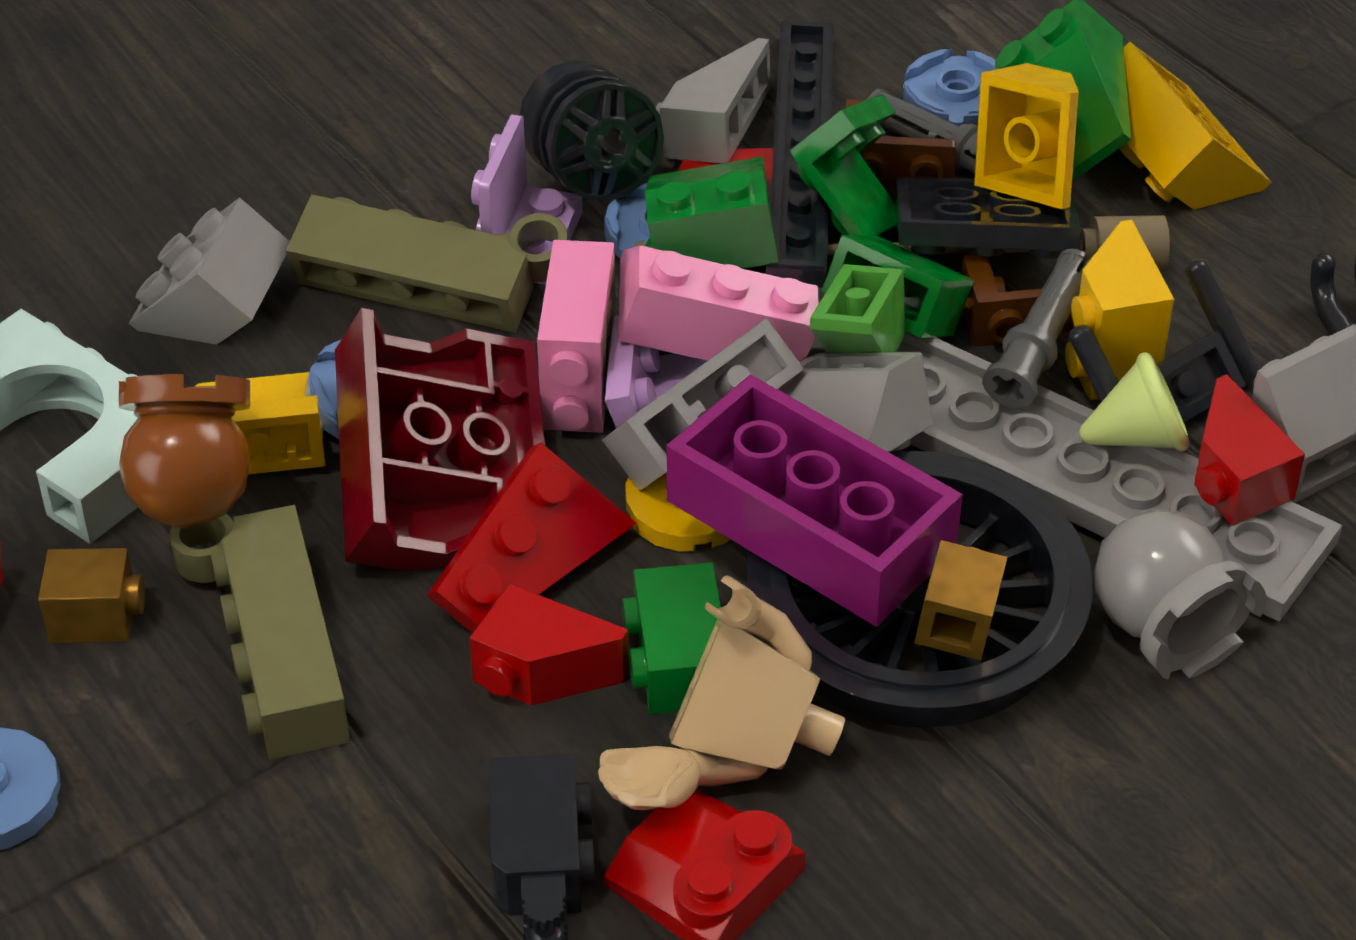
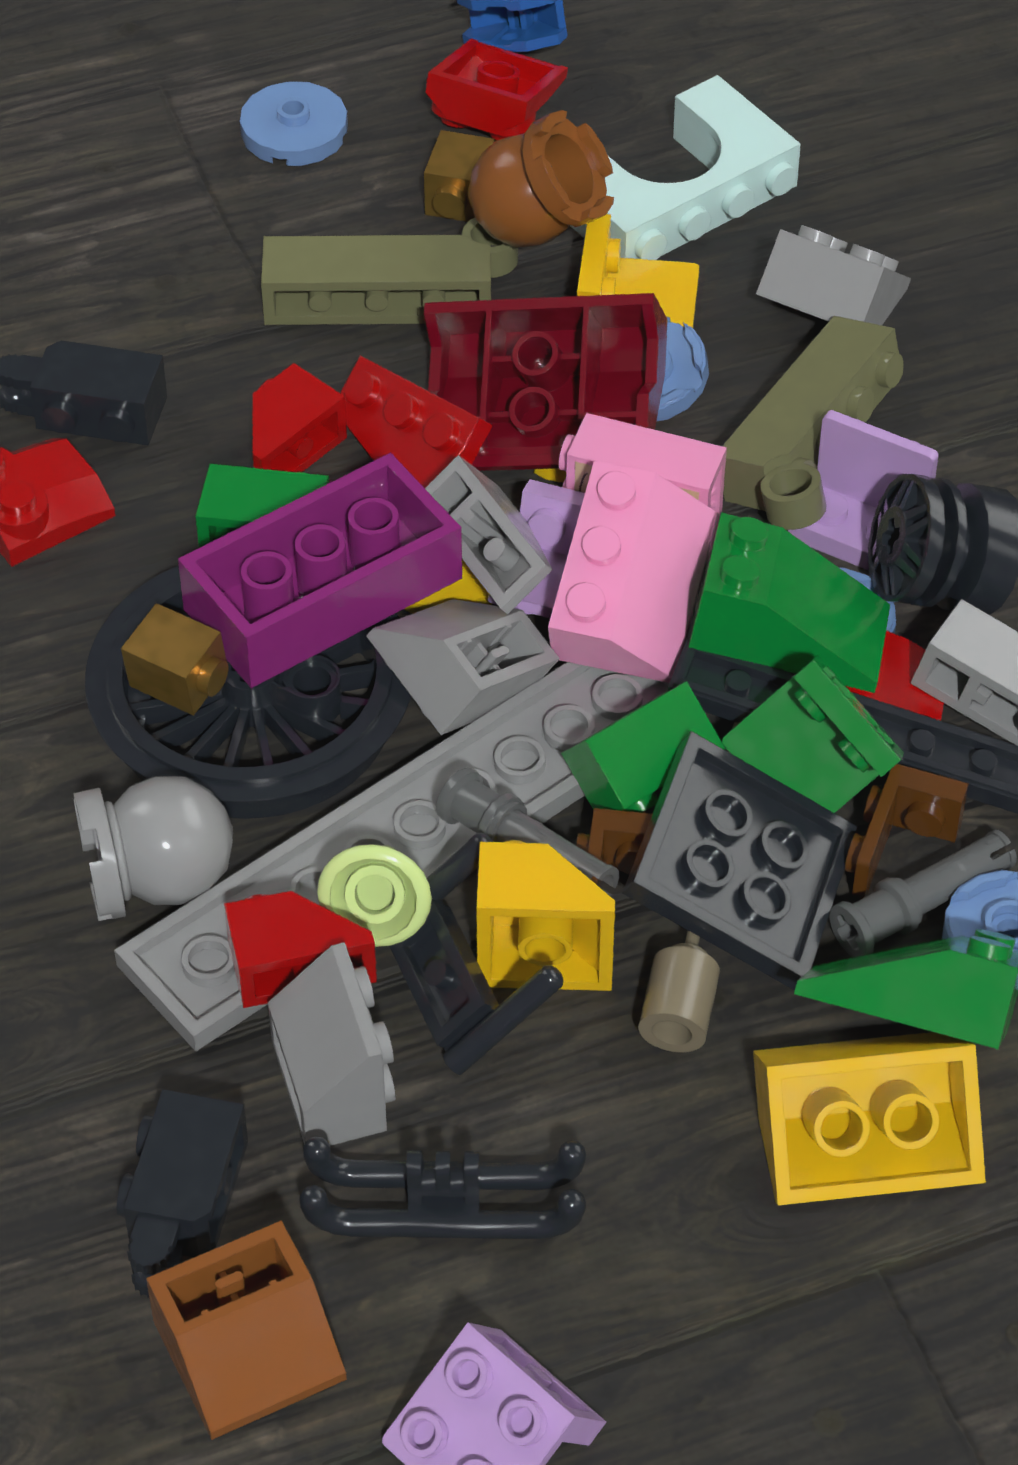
camera: 105 degrees right, 5 degrees up
(737, 714) = (148, 504): tan torso -> none
(861, 311) = (557, 667): bright green slope -> none
(1027, 133) = (812, 893): yellow slope -> none

